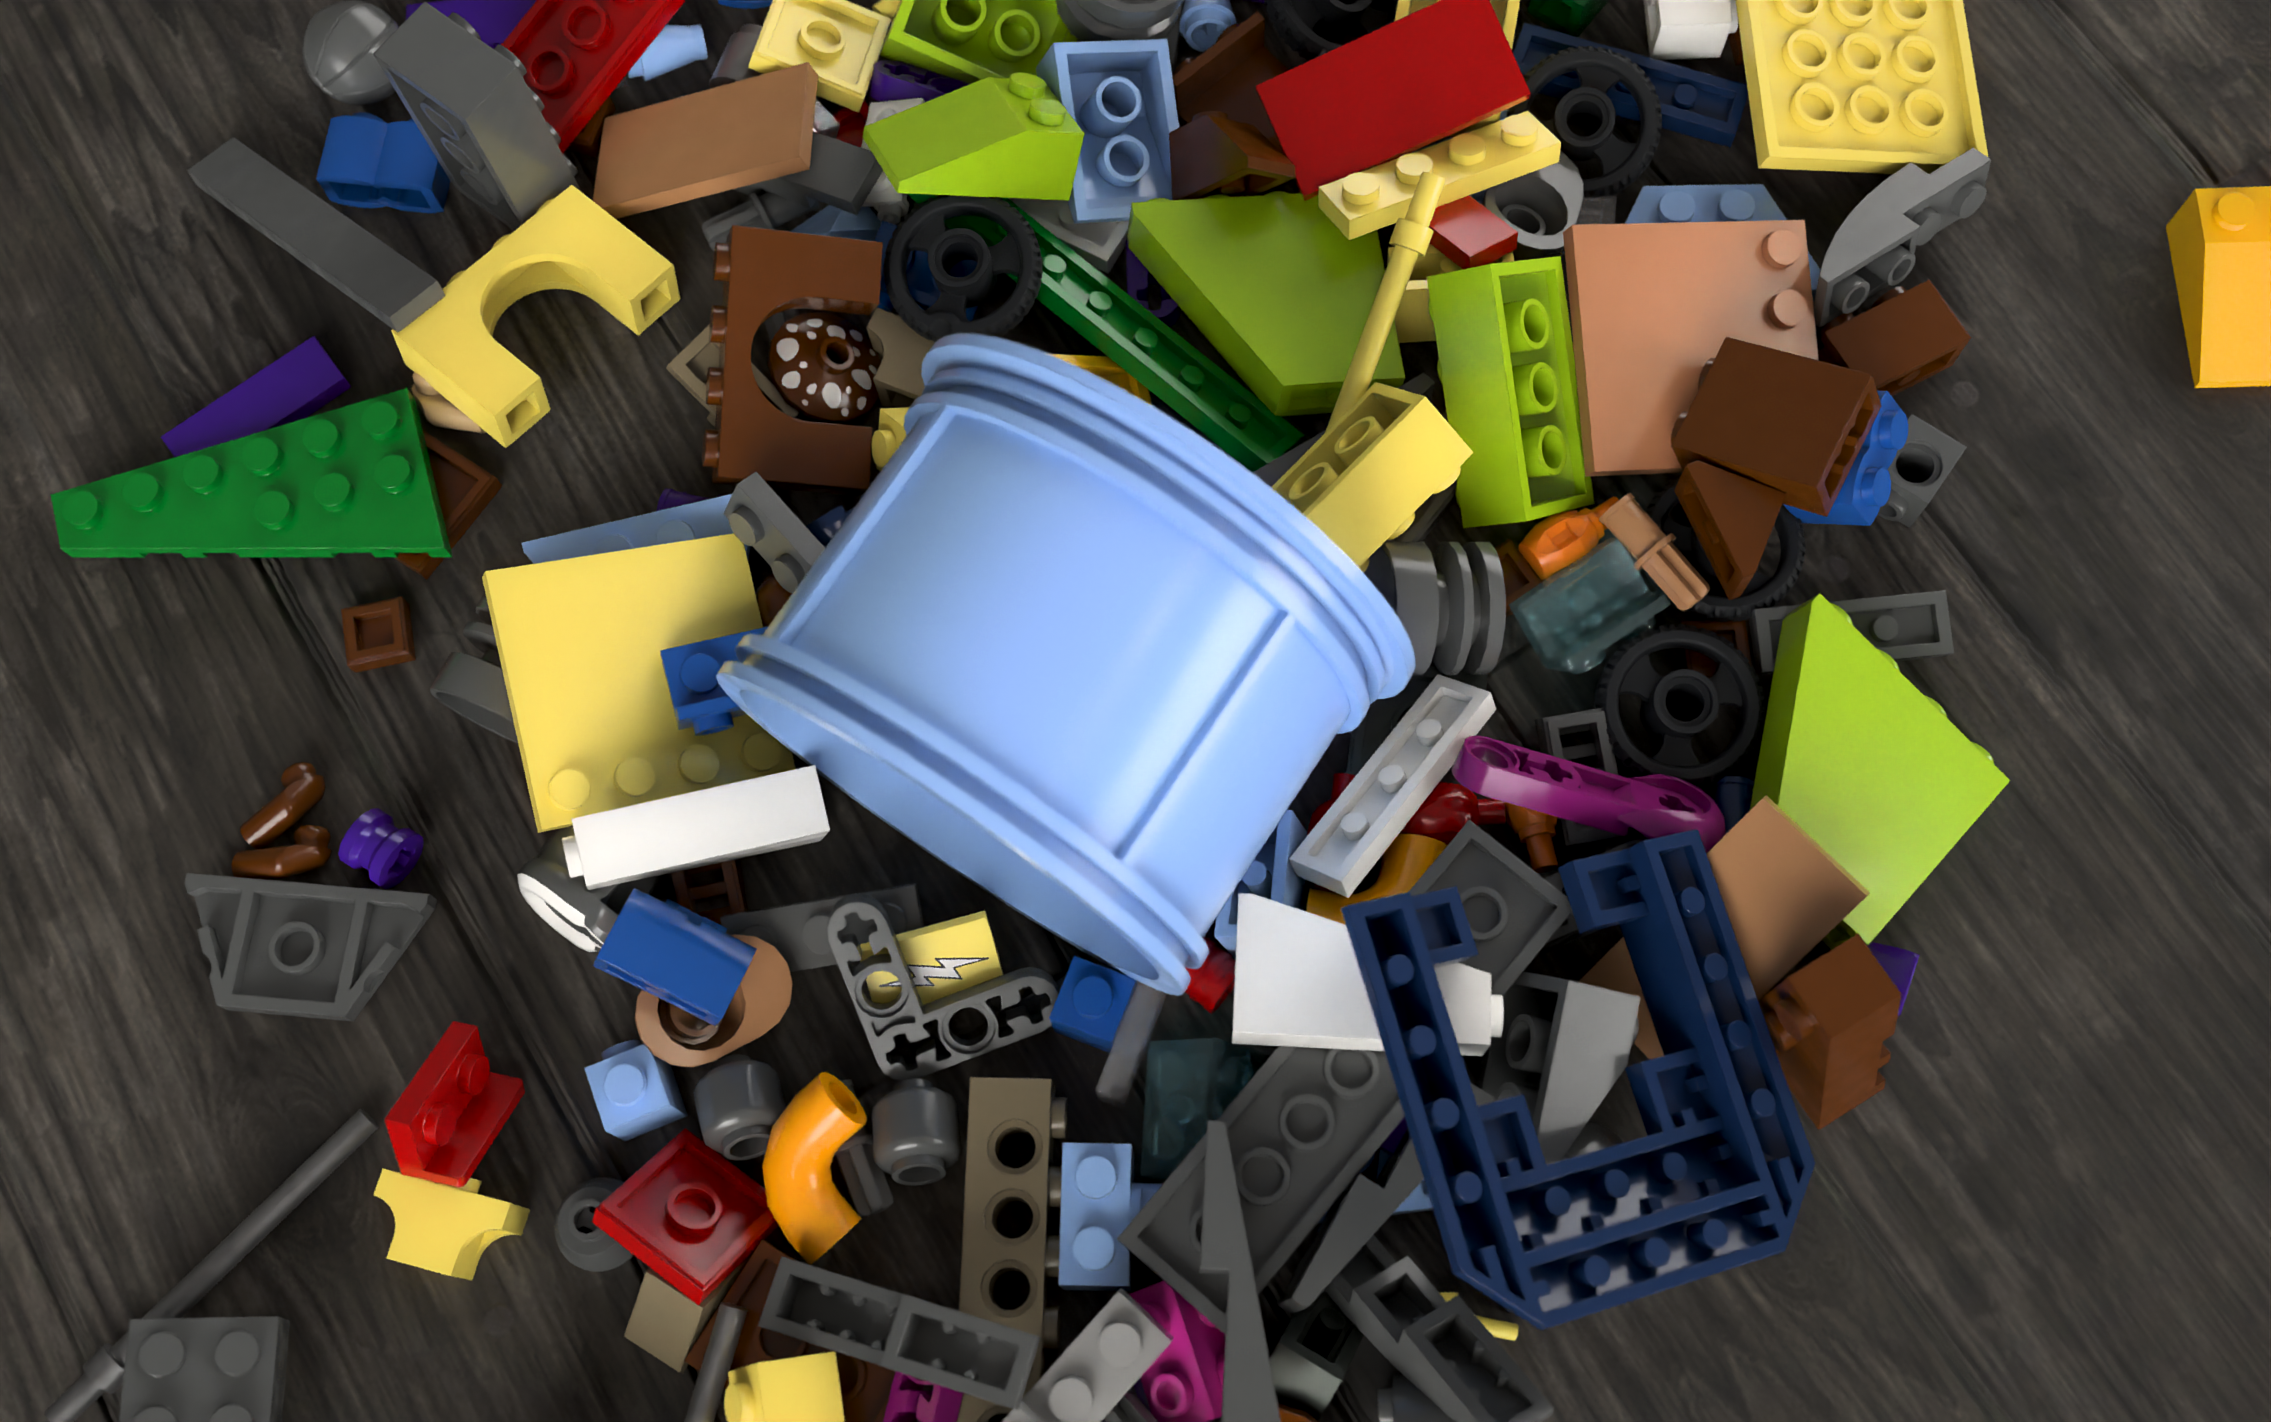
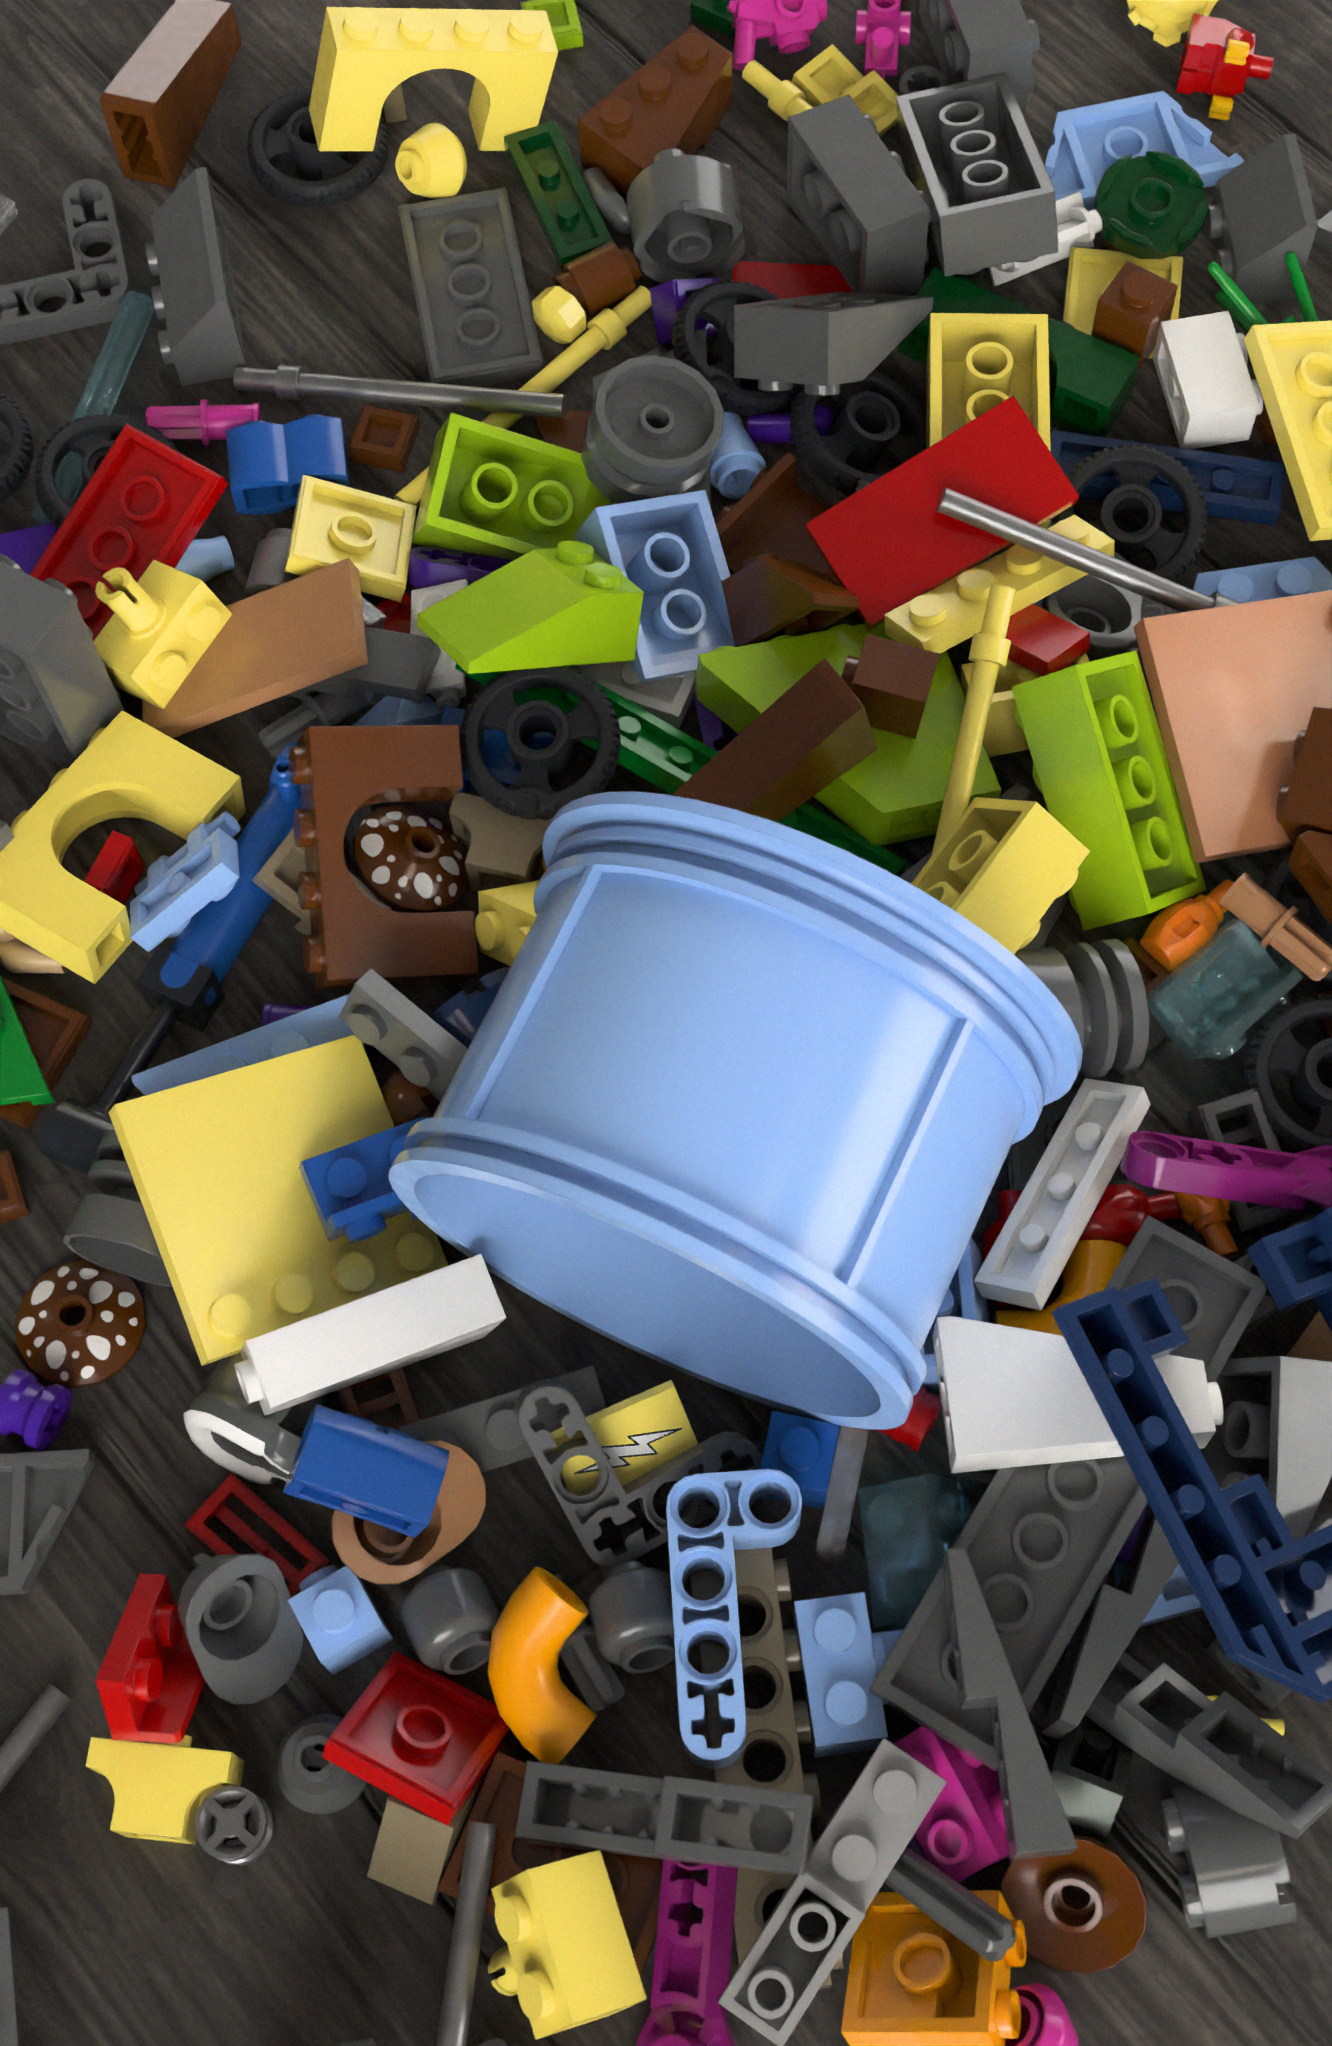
camera: 10 degrees left, 5 degrees down
(462, 790) = (95, 1346): none -> reddish brown dish
(495, 1263) = (223, 1817): none -> flat silver wheel
(538, 1084) = (240, 1625): none -> dark grey piece
(542, 965) = (215, 1506): none -> red tile
(543, 341) = (116, 868): none -> red tile
(597, 451) = (185, 978): none -> piece
(604, 361) = (185, 882): none -> light blue plate
(614, 109) = (156, 629): none -> light yellow brick
(989, 1146) = (718, 1617): none -> light blue beam
(1183, 320) = (788, 750): none -> reddish brown slope
(1310, 258) = (891, 683): none -> reddish brown brick
(1518, 151) = (1075, 554): none -> flat silver bar

